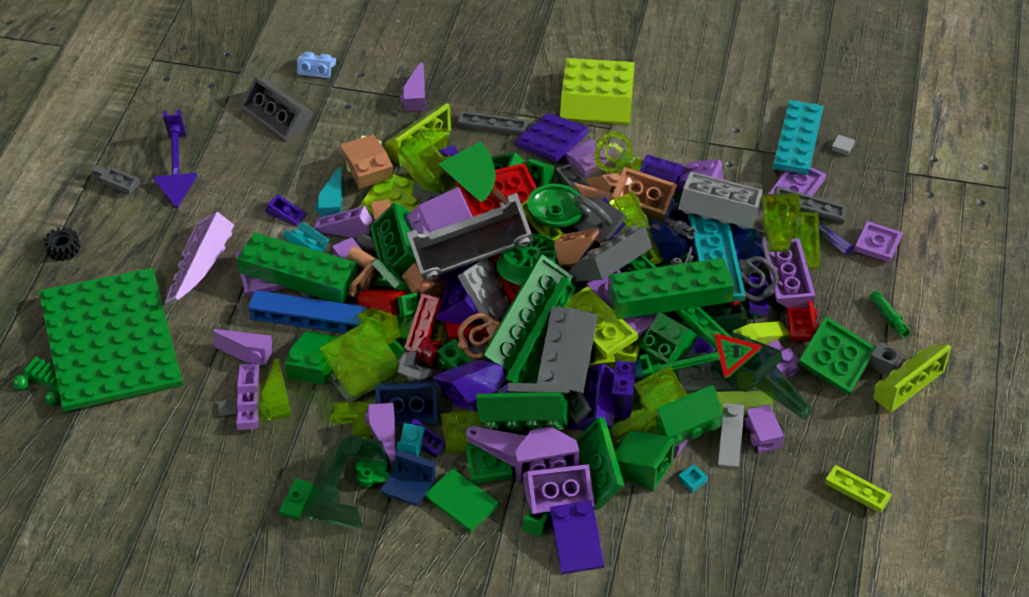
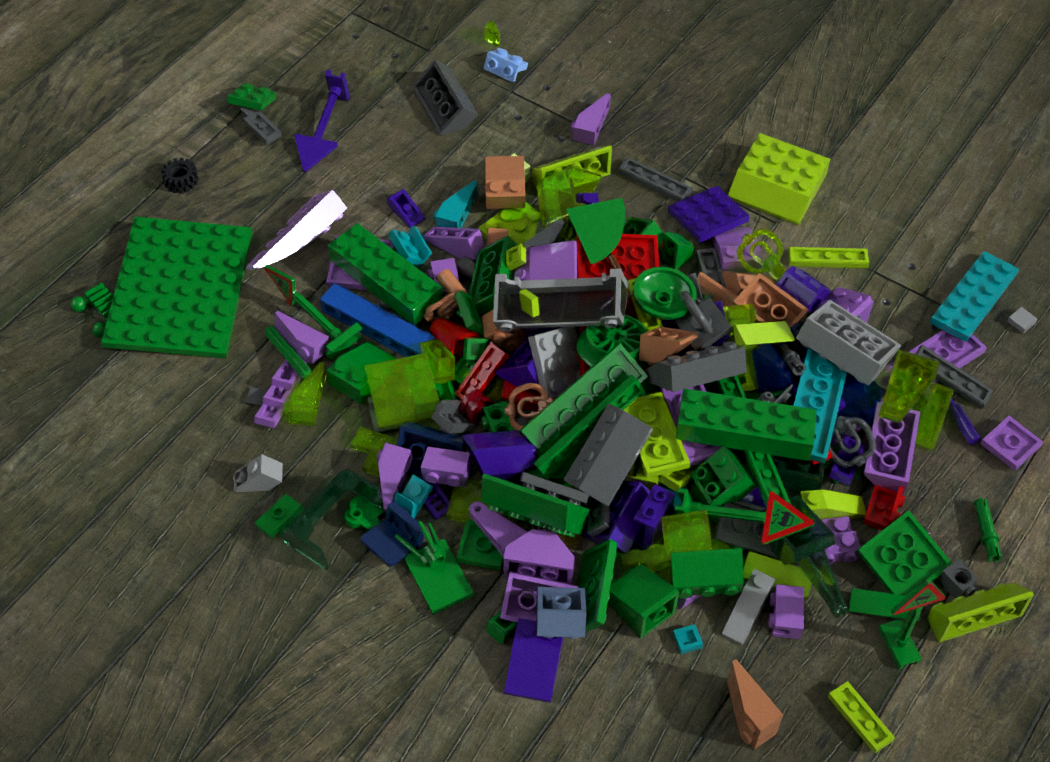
camera: 20 degrees right, 5 degrees up
(97, 157) = (251, 97): none -> green plate
(214, 306) = (341, 340): none -> green piece
(239, 361) = (287, 351): none -> green axle
(263, 471) = (258, 475): none -> light grey slope
(292, 42) = (492, 33): none -> clear neon green slope
(410, 217) = (515, 256): none -> lime tile
(430, 192) = (547, 235): none -> dark grey slope
(430, 407) = (446, 467): none -> medium lavender brick
(444, 249) = (529, 303): none -> lime tile
(450, 481) = (432, 552): none -> green plant
(586, 487) = (561, 612): none -> sand blue brick
(651, 213) = (762, 333): none -> lime slope
(667, 142) = (828, 257): none -> lime tile
(770, 509) = (754, 711): none -> nougat slope
(838, 396) = (876, 603): none -> green tile
(859, 419) = (897, 634): none -> green piece

